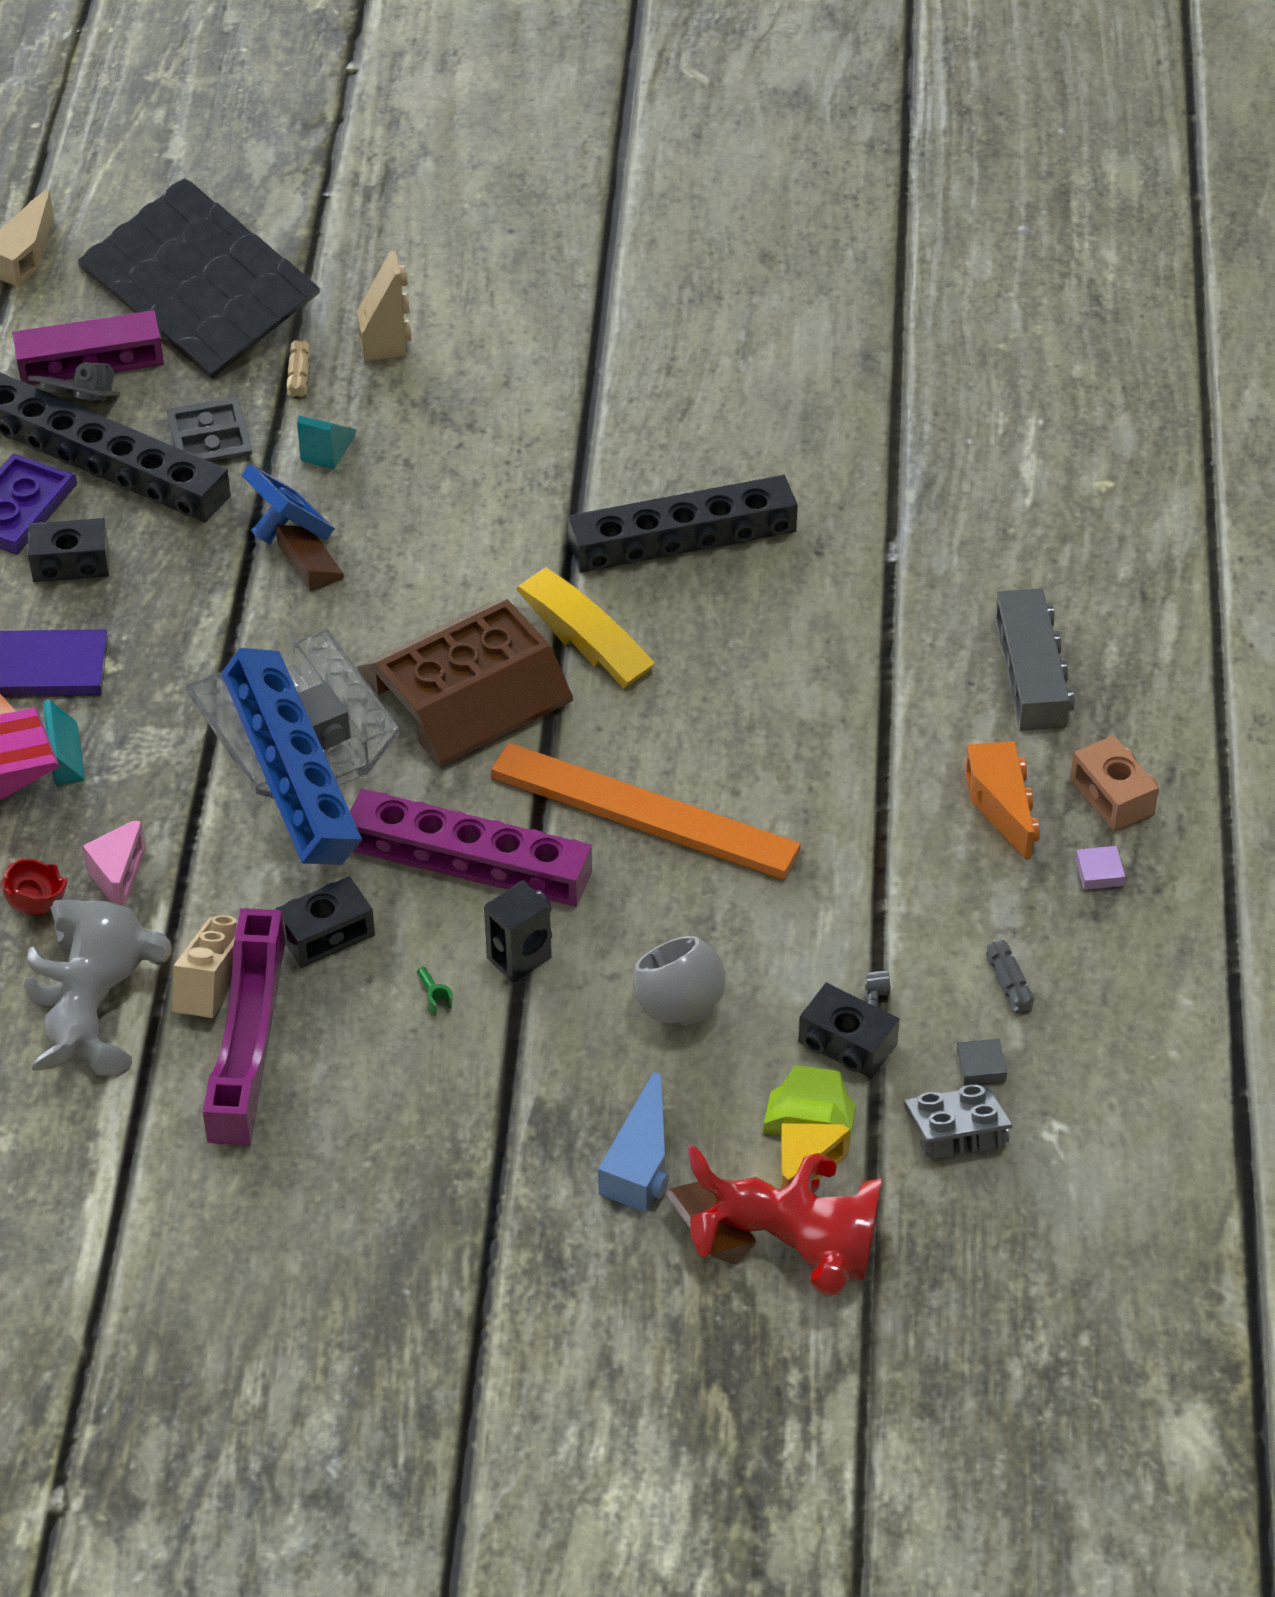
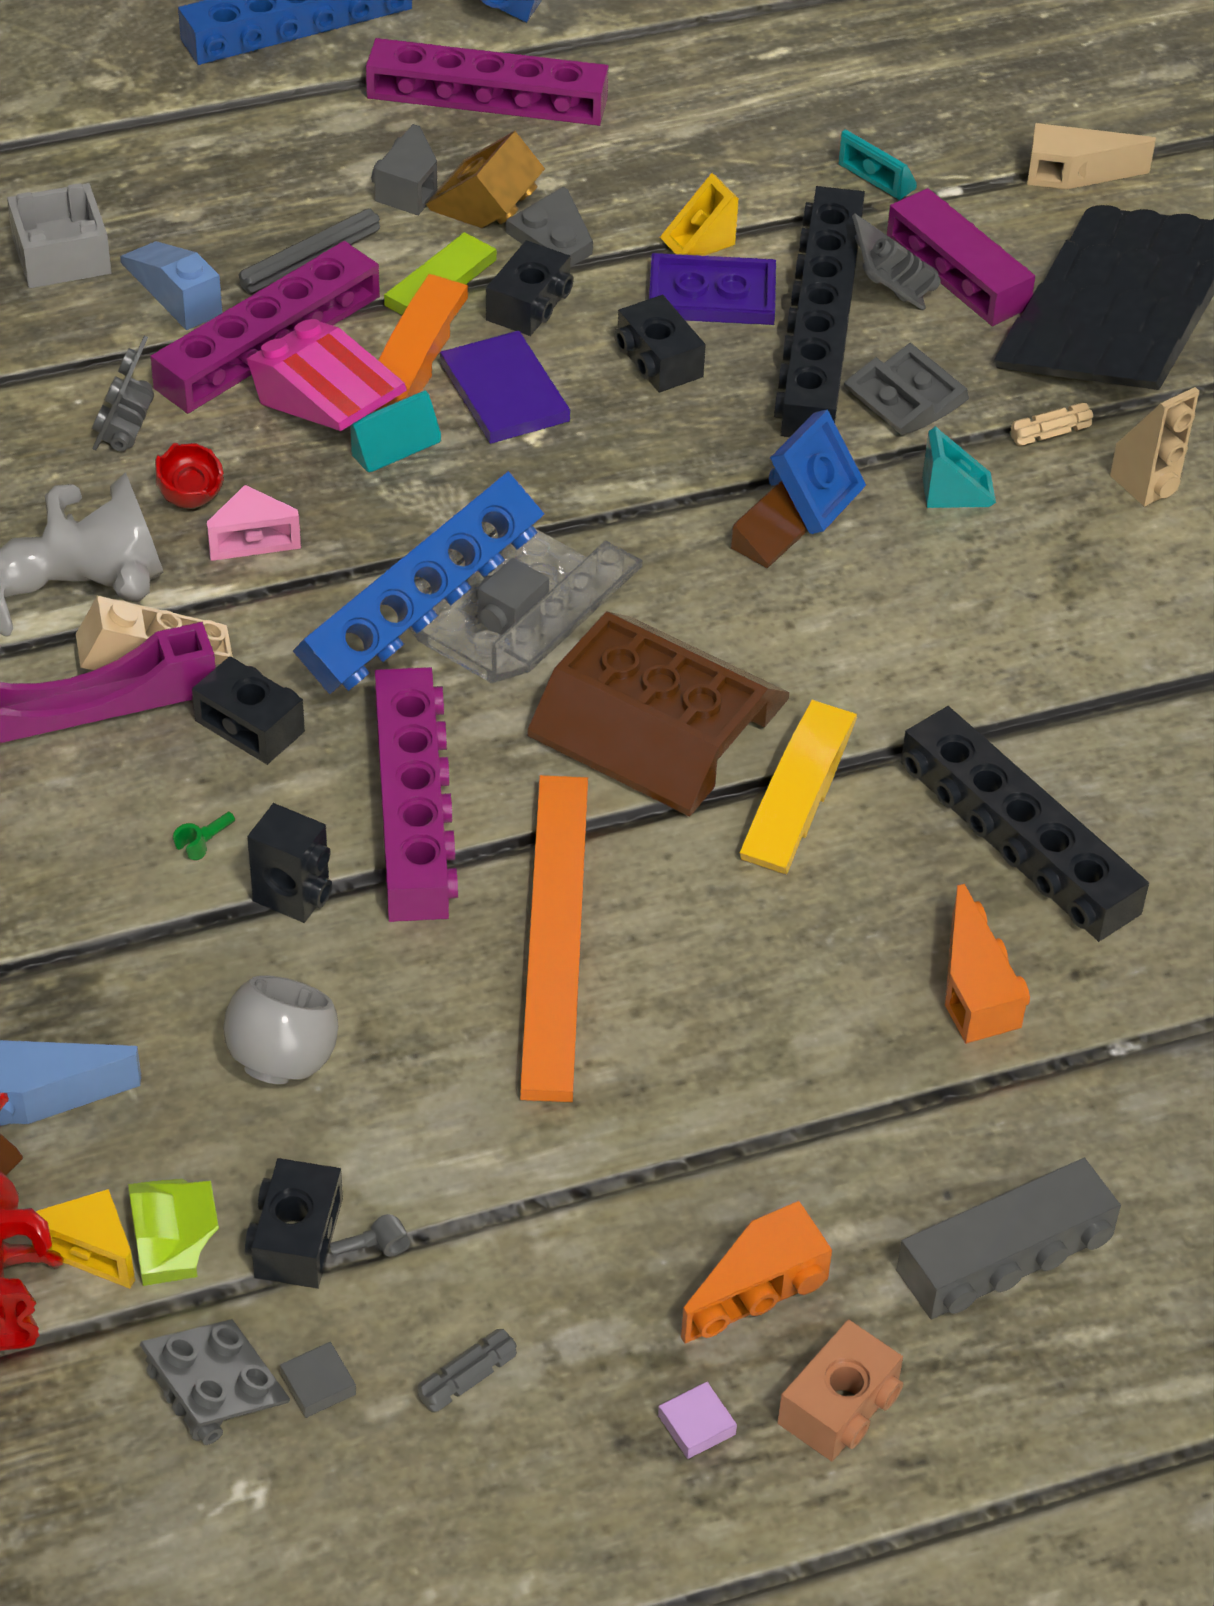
camera: 65 degrees right, 0 degrees up
(801, 594) = (981, 985): none -> orange slope

